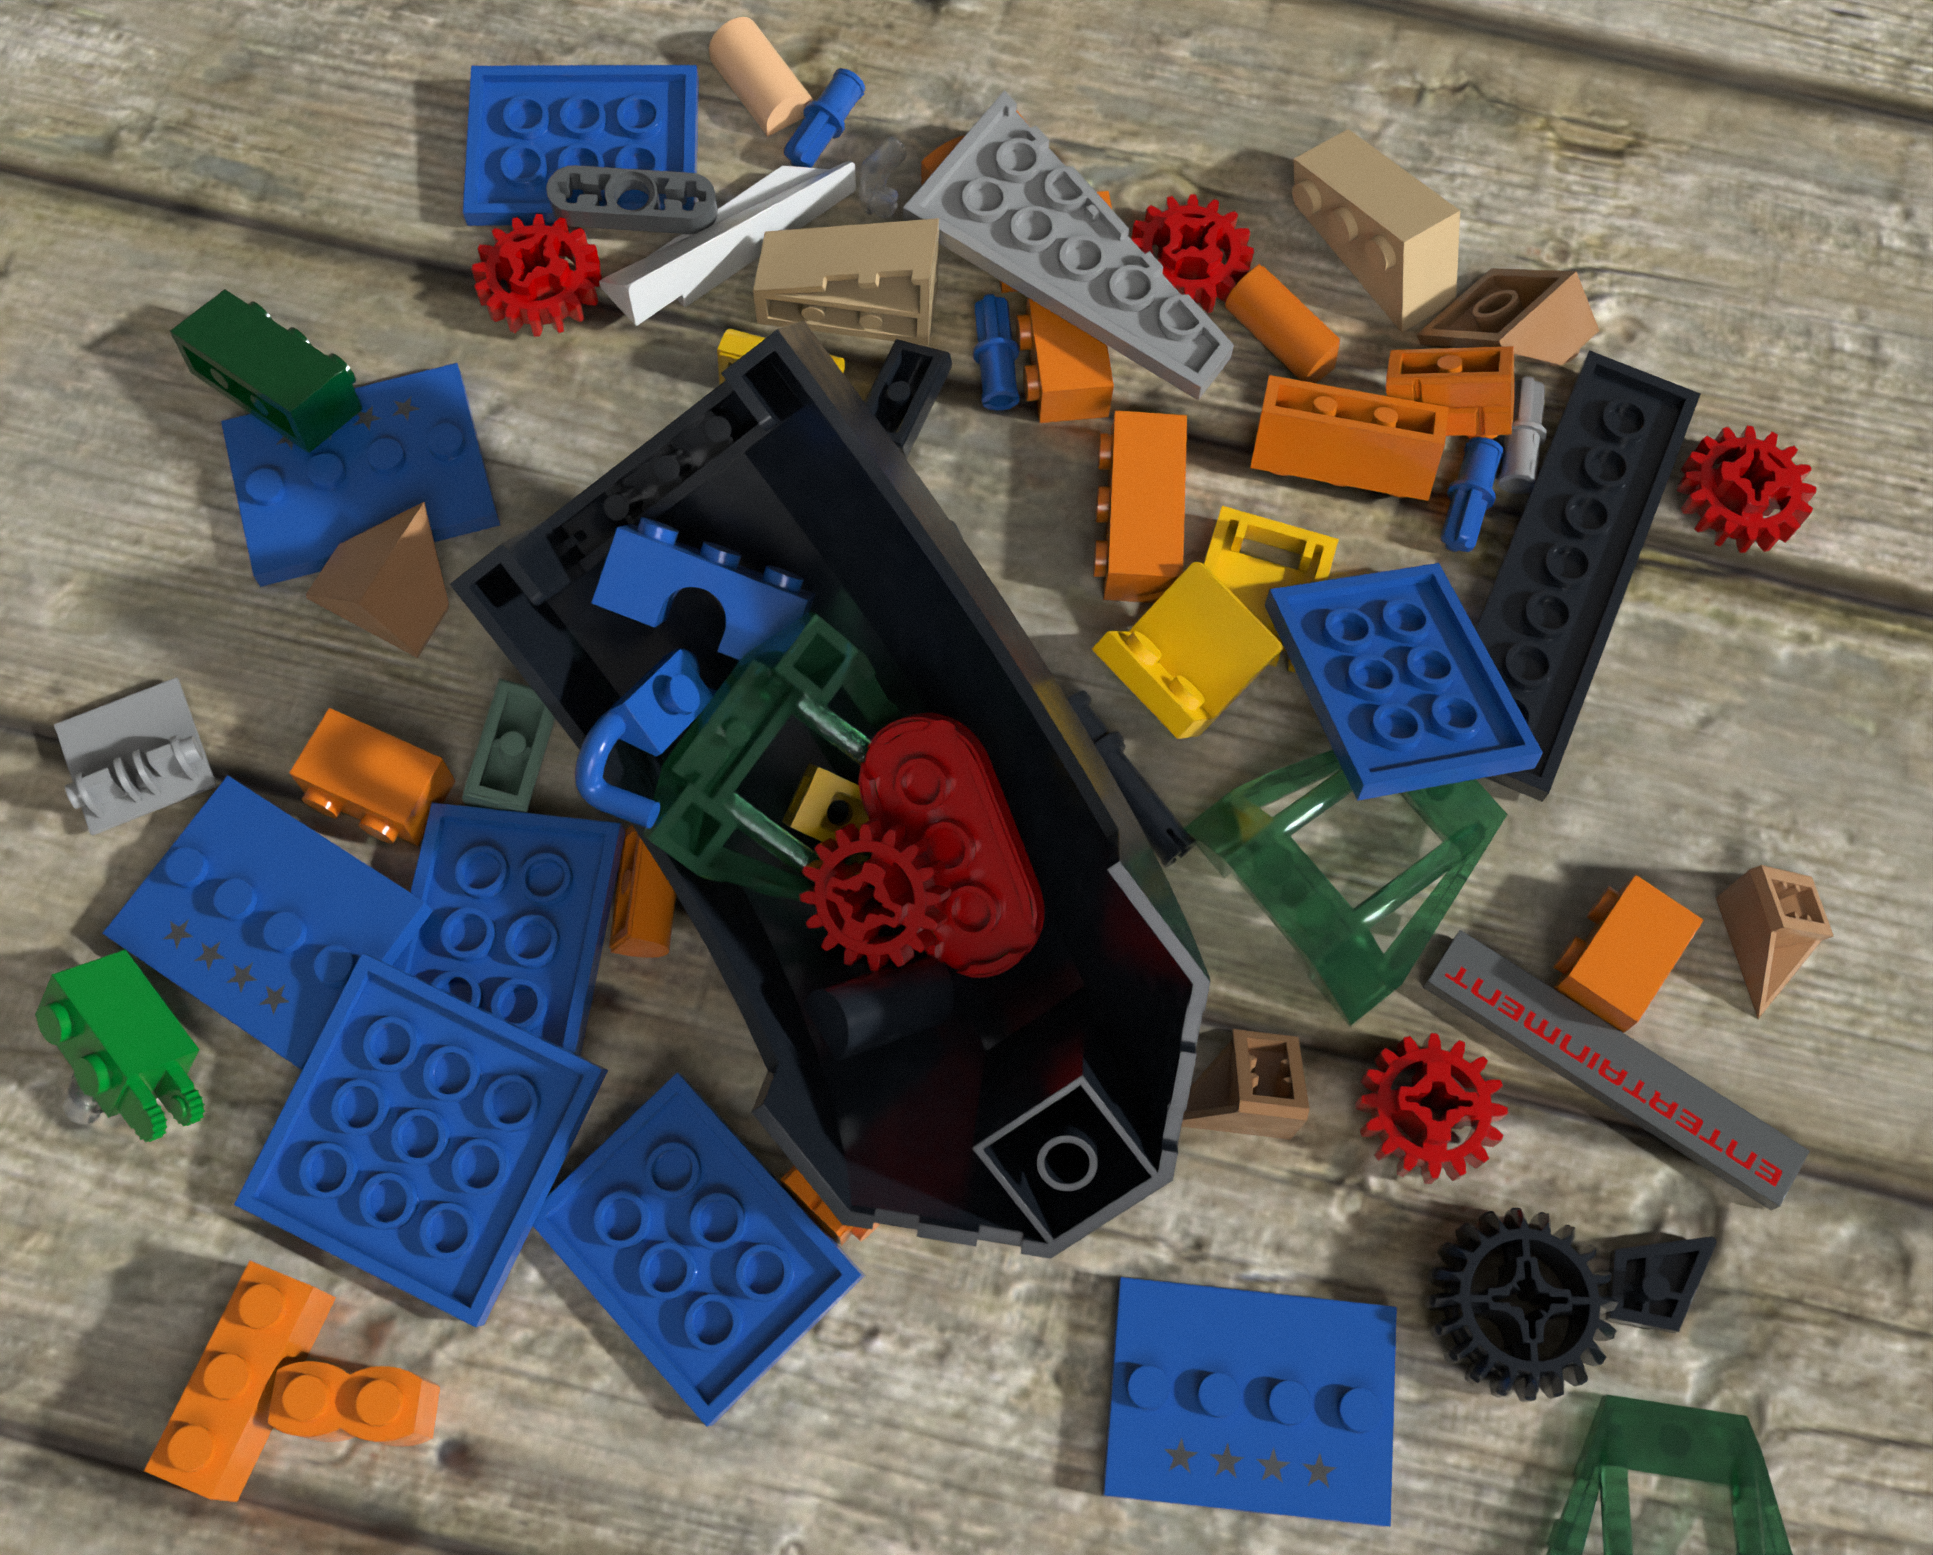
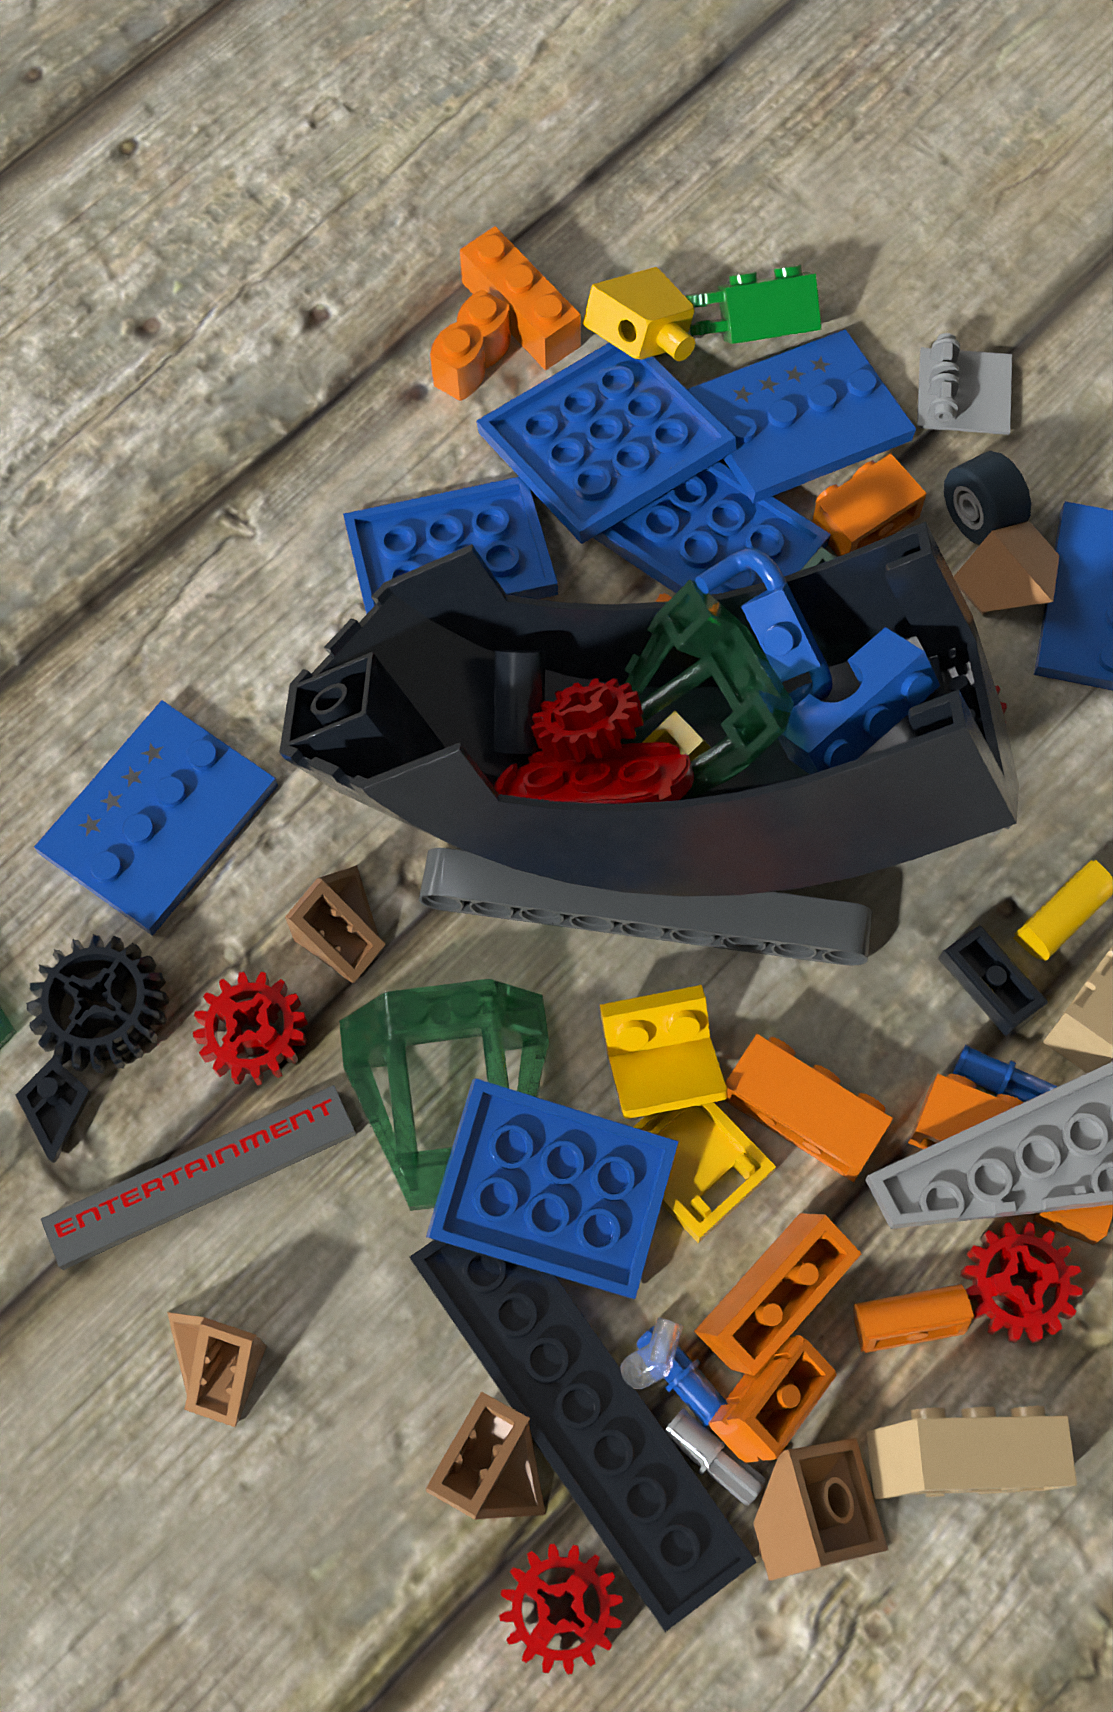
camera: 125 degrees right, 0 degrees up
(208, 1180) = (641, 315): none -> yellow torso
(296, 648) = (986, 495): none -> black wheel
(1158, 823) = (624, 964): black pin -> none
(1487, 511) = (655, 1359): none -> clear arm
(1626, 953) = (264, 1231): orange brick -> none
(1688, 612) = (490, 1465): none -> medium nougat slope

